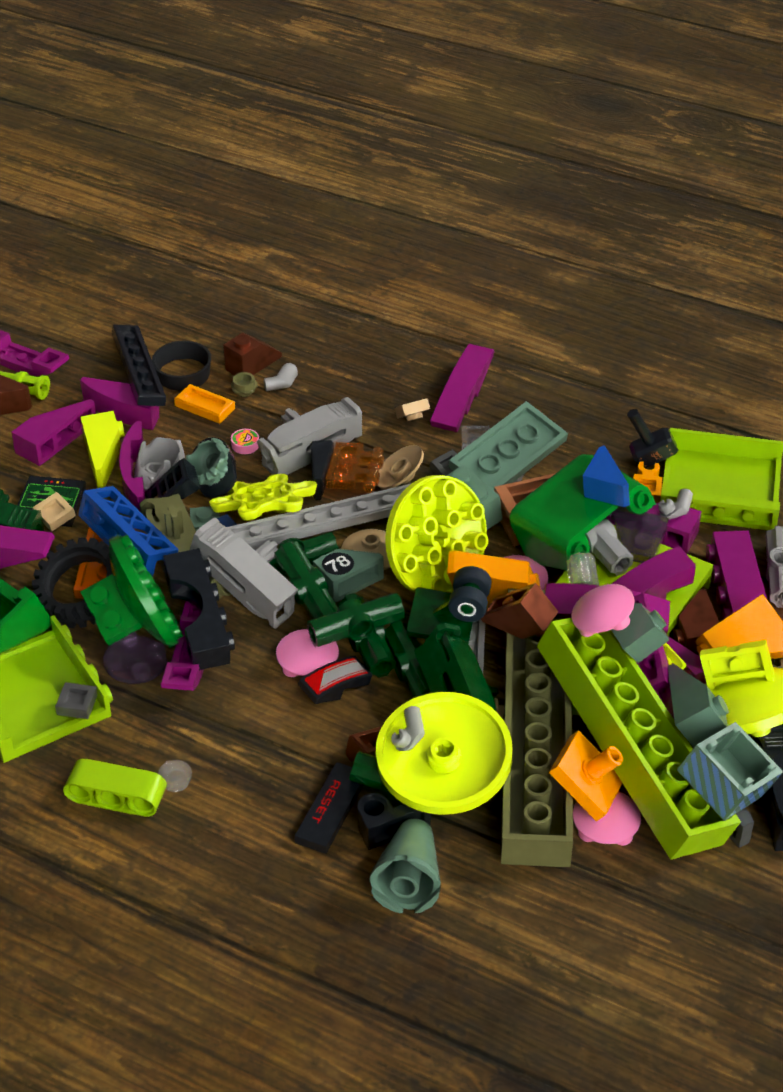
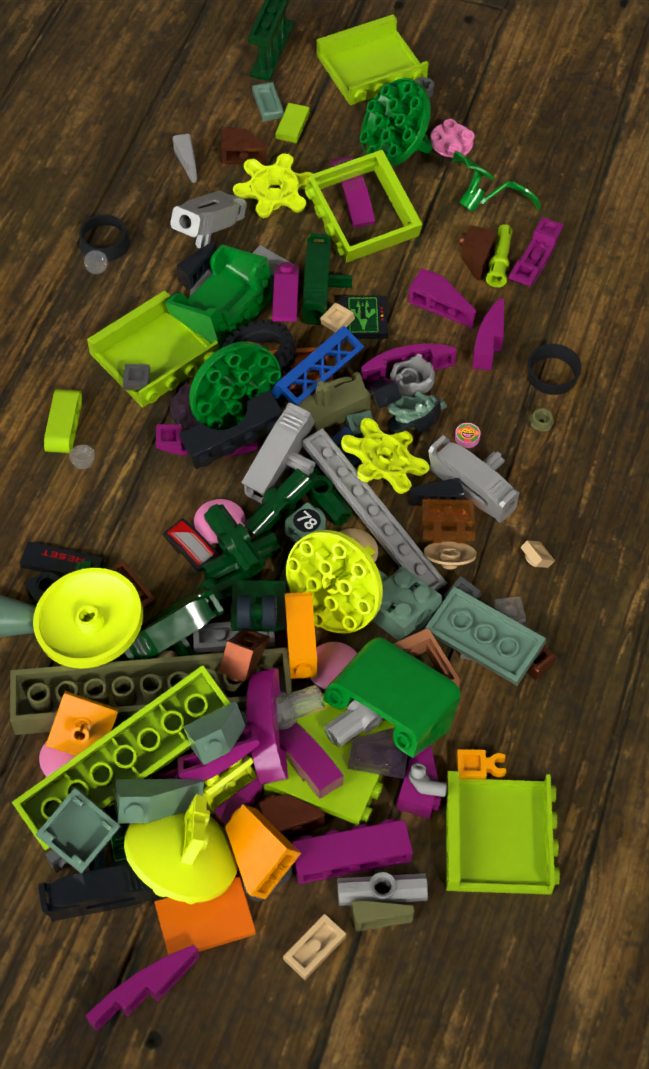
camera: 80 degrees right, 15 degrees up
(102, 443) = (438, 329): neon yellow slope -> none
(138, 365) = (534, 334): black tile -> none
(204, 403) = (511, 397): light orange tile -> none
(248, 354) = (582, 416): copper slope -> none
(284, 378) = (560, 449): light grey arm -> none
(412, 733) = (94, 588): light grey arm -> none
(462, 387) = (581, 590): magenta slope -> none
(603, 609) = (215, 702): bright pink dish -> none
(605, 481) = (405, 697): blue slope -> none
(651, 446) = (523, 759): black piece -> none

